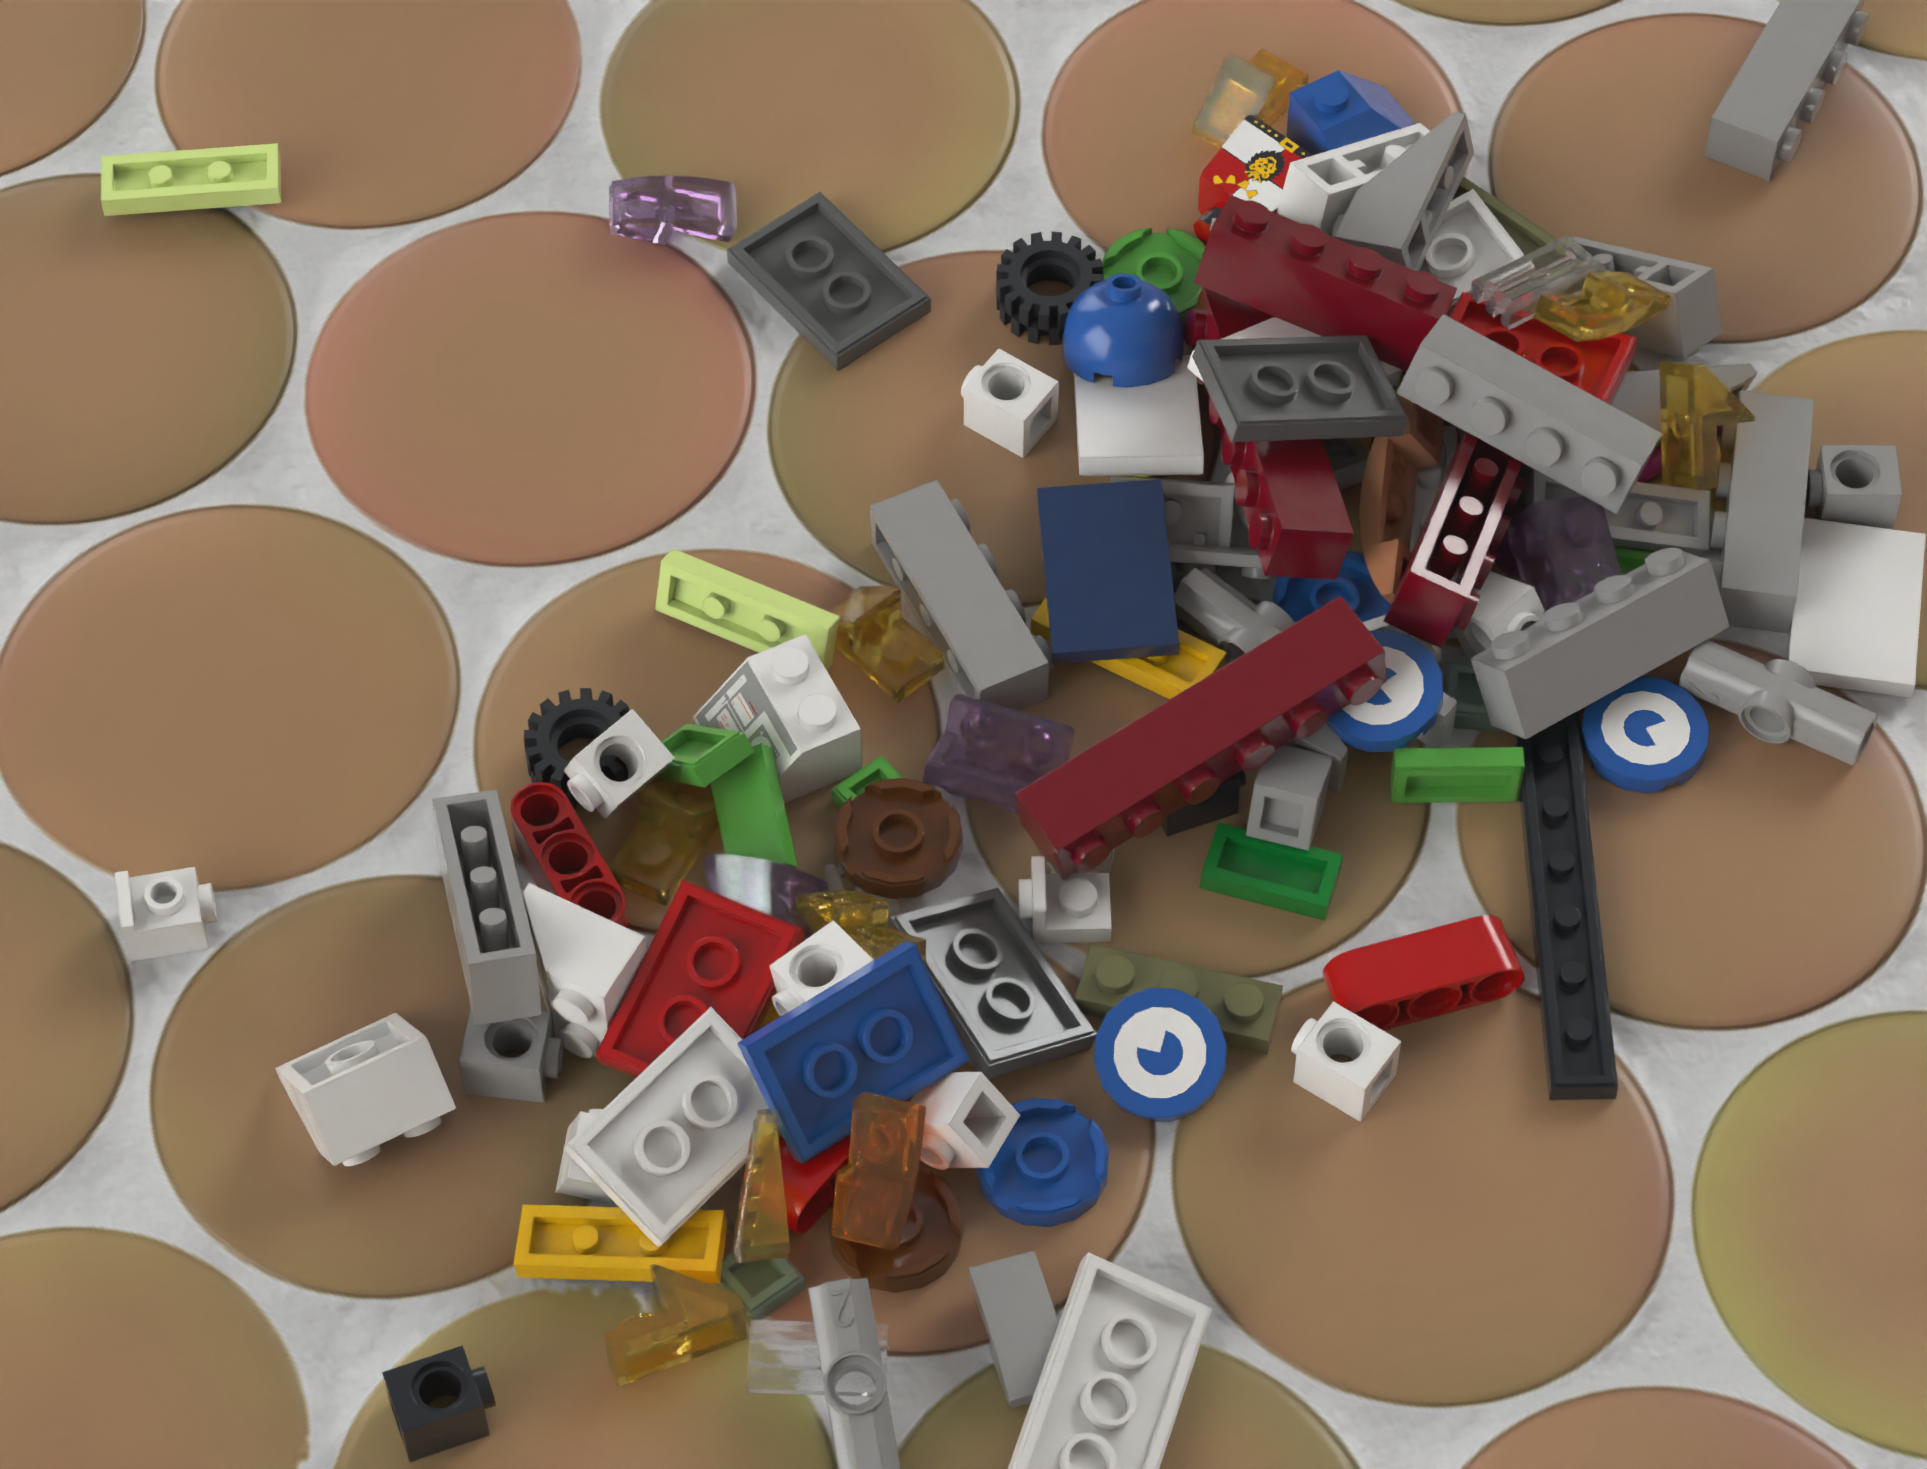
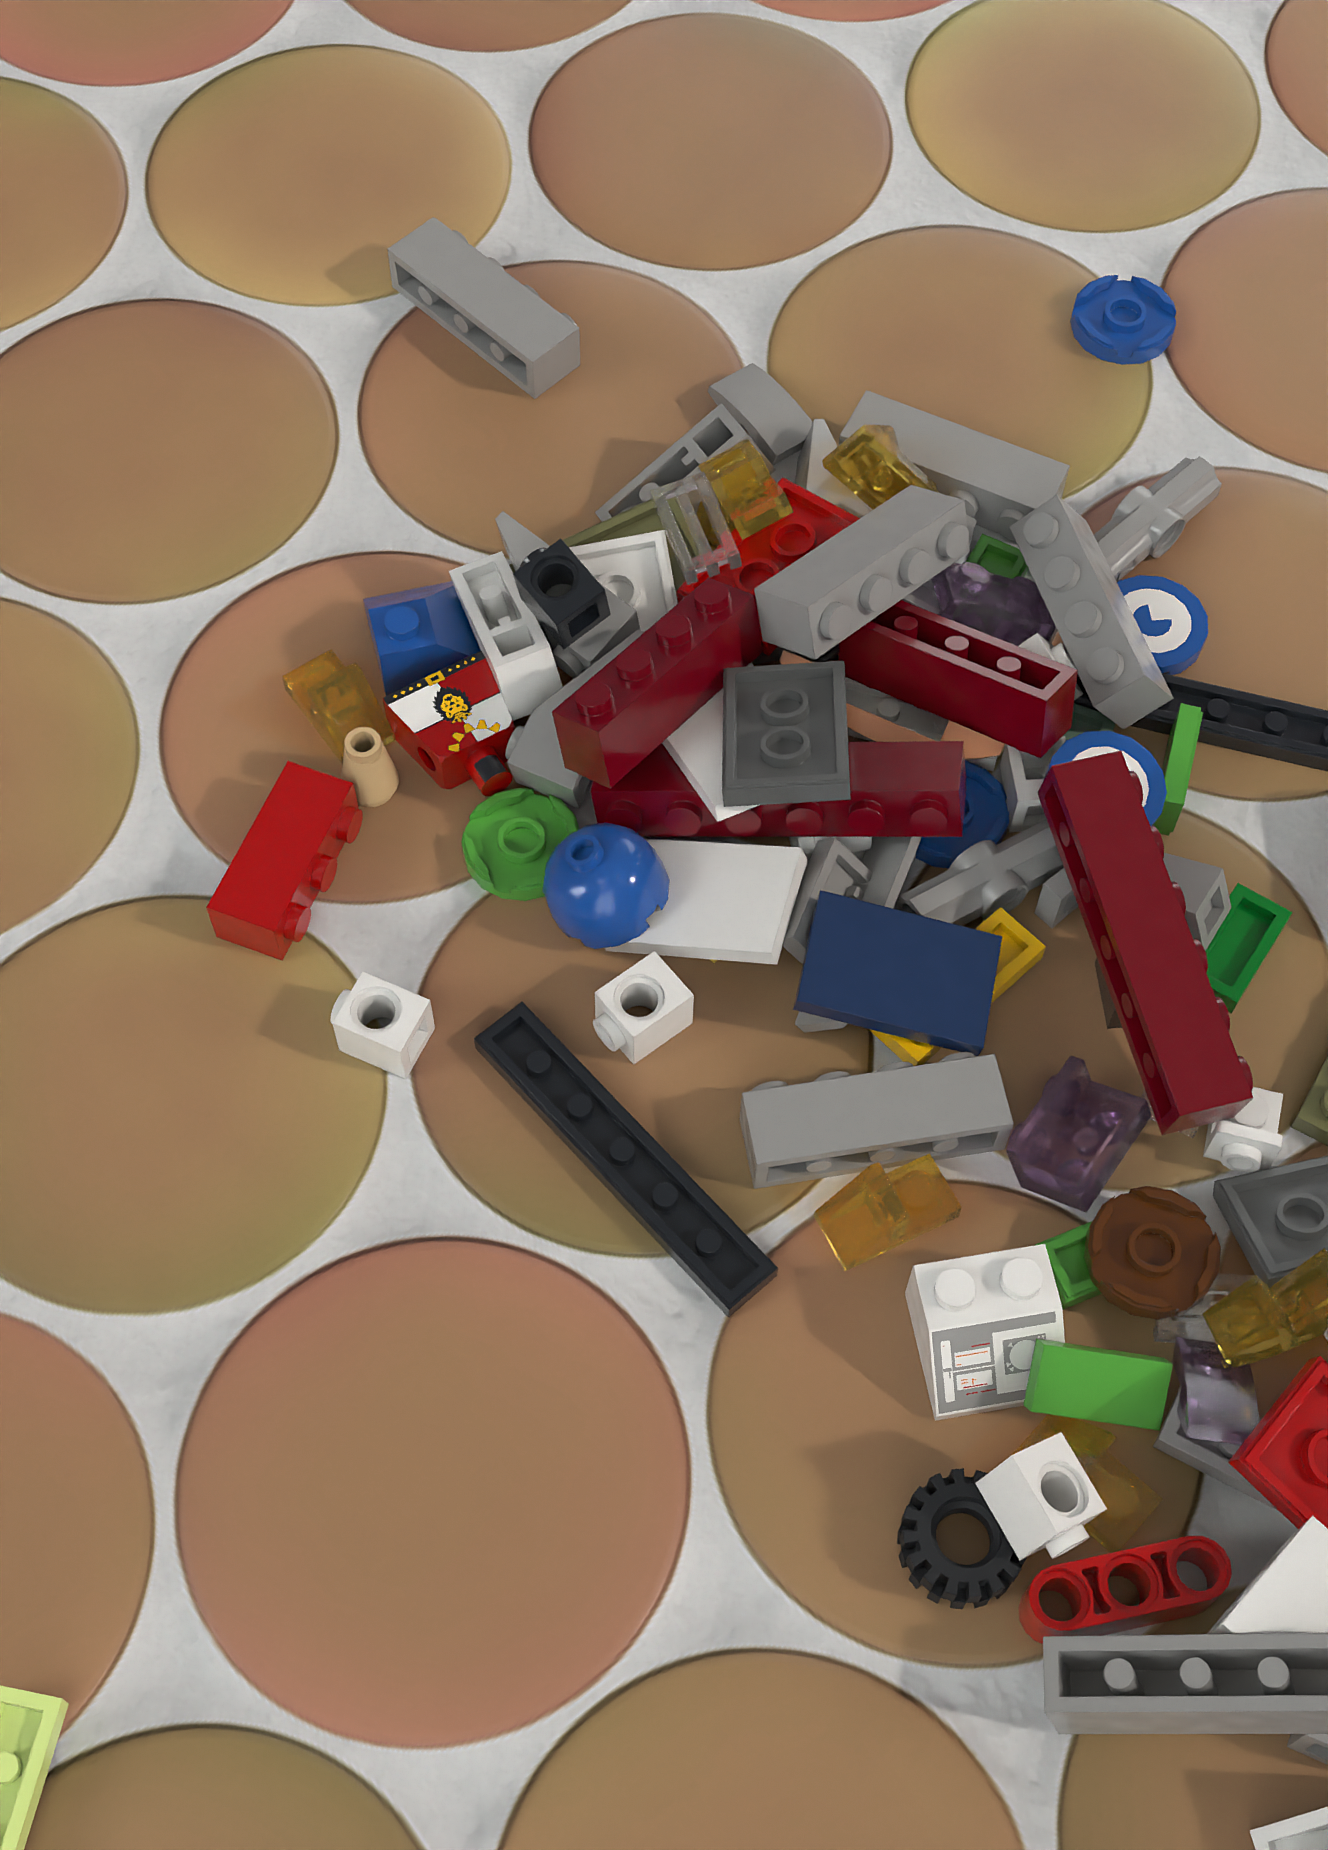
camera: 75 degrees left, 5 degrees up
(658, 205) = (261, 1265): clear purple slope -> none
(703, 754) = (1022, 1413): bright green tile -> none
(740, 607) = (833, 1325): yellowish green plate -> none
(829, 280) = (411, 1138): dark grey tile -> none
(863, 435) = (626, 1159): none -> black tile
(922, 222) = (393, 1046): none -> white brick
(1039, 263) = (514, 966): black tyre -> none
(1061, 106) = (285, 861): none -> red brick
(1180, 136) = (369, 767): none -> tan cone
(1379, 176) = (566, 615): none -> black brick
(1769, 334) = (764, 411): none -> light grey slope
(1856, 485) = (949, 389): light grey brick -> none
(1858, 607) = (1093, 442): white tile -> none

